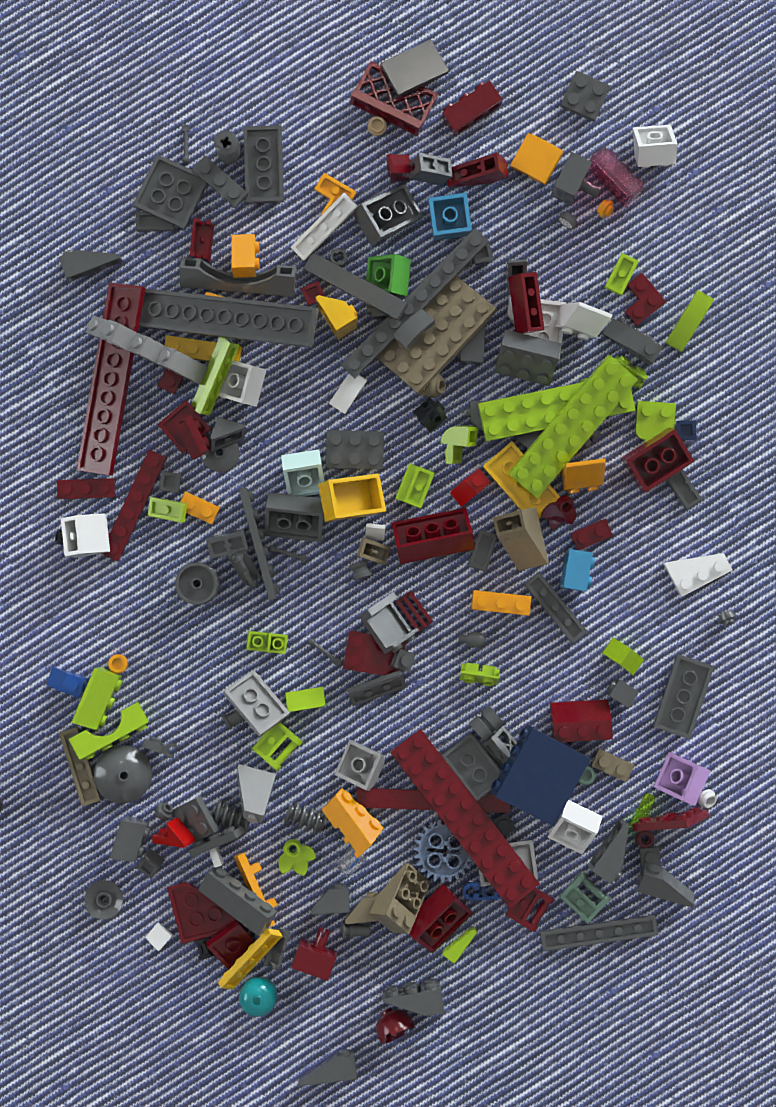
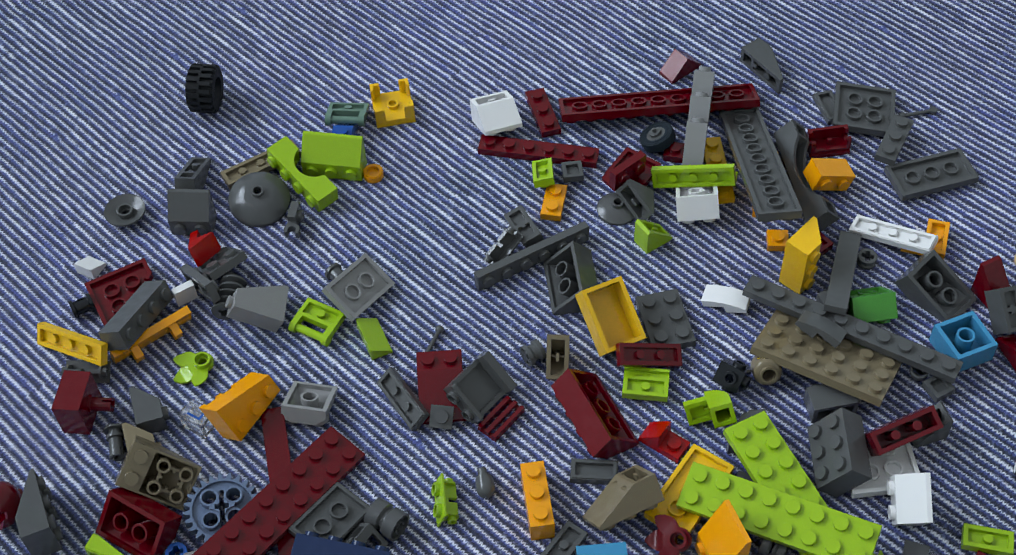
camera: 75 degrees right, 35 degrees down
(35, 672) = (347, 113): none -> sand green plate
(39, 629) = (392, 107): none -> yellow panel
(64, 342) = (678, 66): none -> slope
(80, 832) = (193, 174): none -> dark grey slope
(150, 863) = (169, 243): dark grey slope -> none
(153, 393) = (657, 137): none -> black wheel
(164, 811) = (226, 238): dark grey plate -> none
(188, 577) = (473, 211): dark grey wheel -> none
(227, 147) = (932, 134): dark grey piece -> none
(230, 943) = (87, 319): dark red plate -> none
(258, 996) = (30, 366): teal cylinder -> none
(263, 432) = (650, 235): none -> lime slope
(266, 642) = (428, 288): lime slope -> none
(272, 548) = (530, 301): dark grey hinge -> none
(303, 472) = (625, 264): light aqua slope -> none
(305, 817) = (239, 359): dark grey piece -> none
(375, 532) = (580, 357): white slope -> none
(393, 476) = (648, 355): none -> dark red plate

